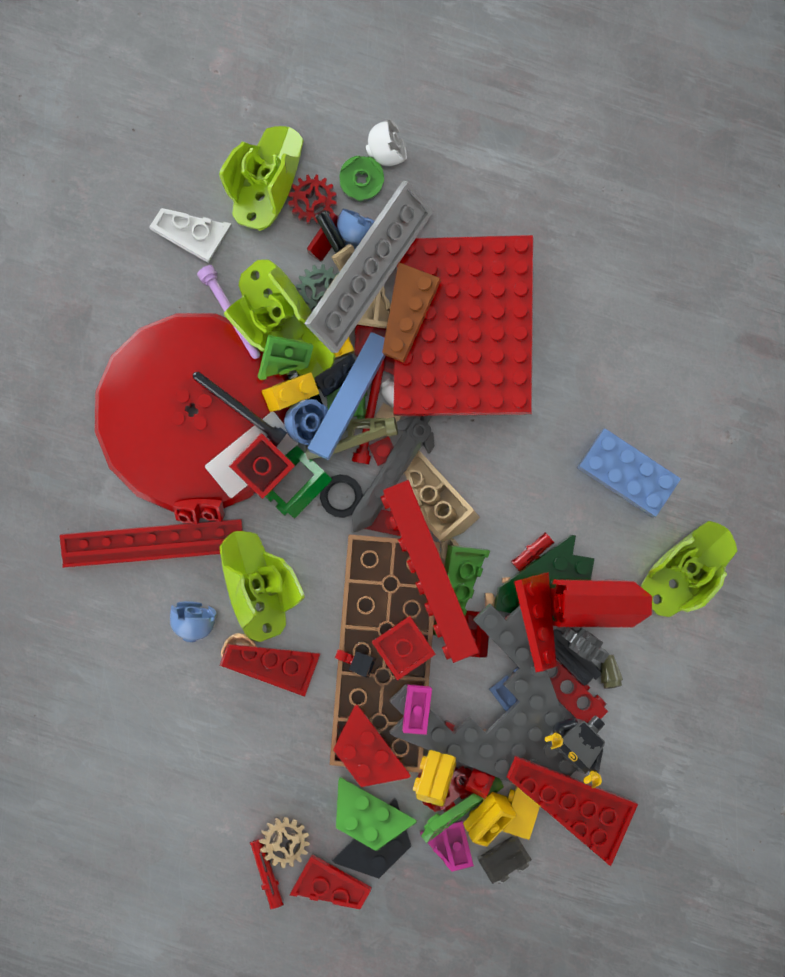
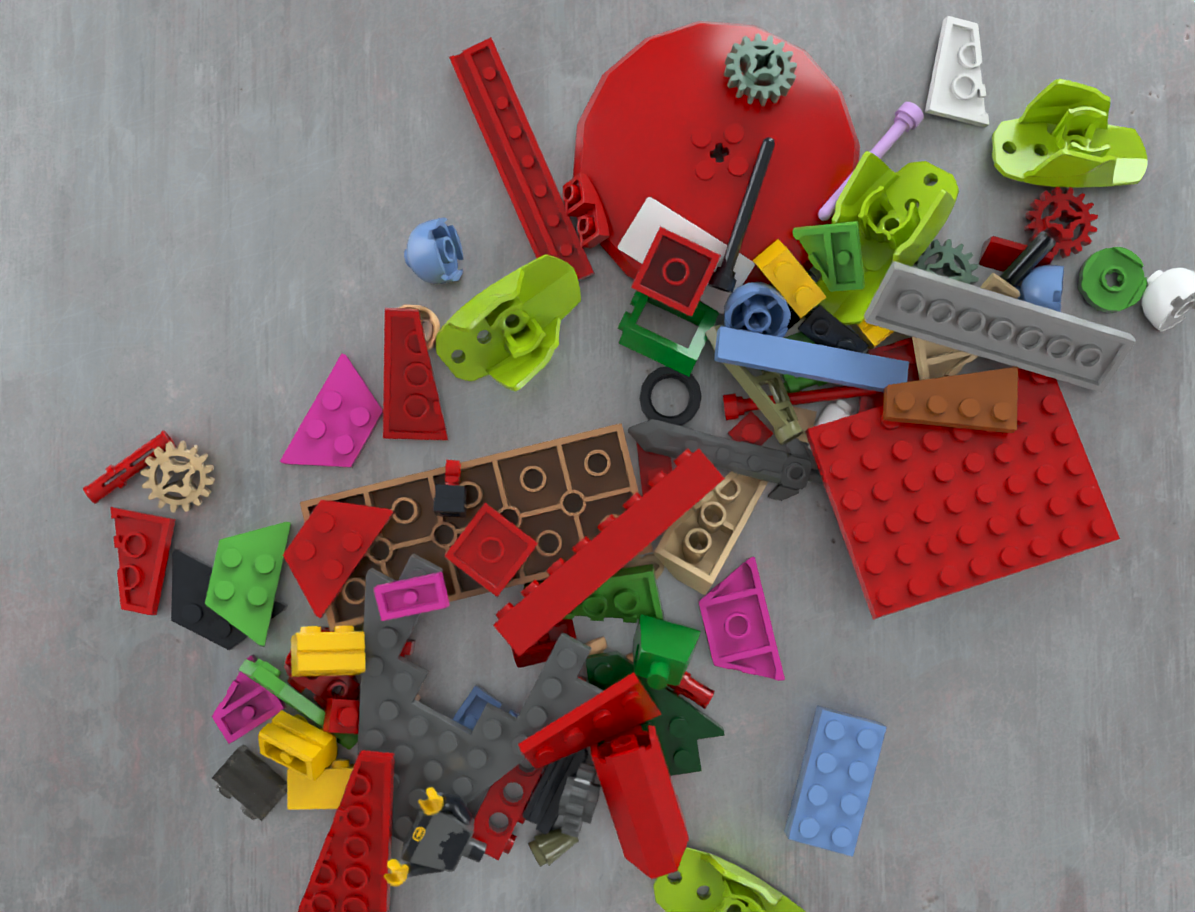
camera: 80 degrees right, 0 degrees up
(135, 364) = (763, 59): none -> sand green gear
(283, 724) = (336, 422): none -> dark pink wing
(507, 500) = (740, 624): none -> dark pink wing
(507, 557) = (662, 651): none -> green torso

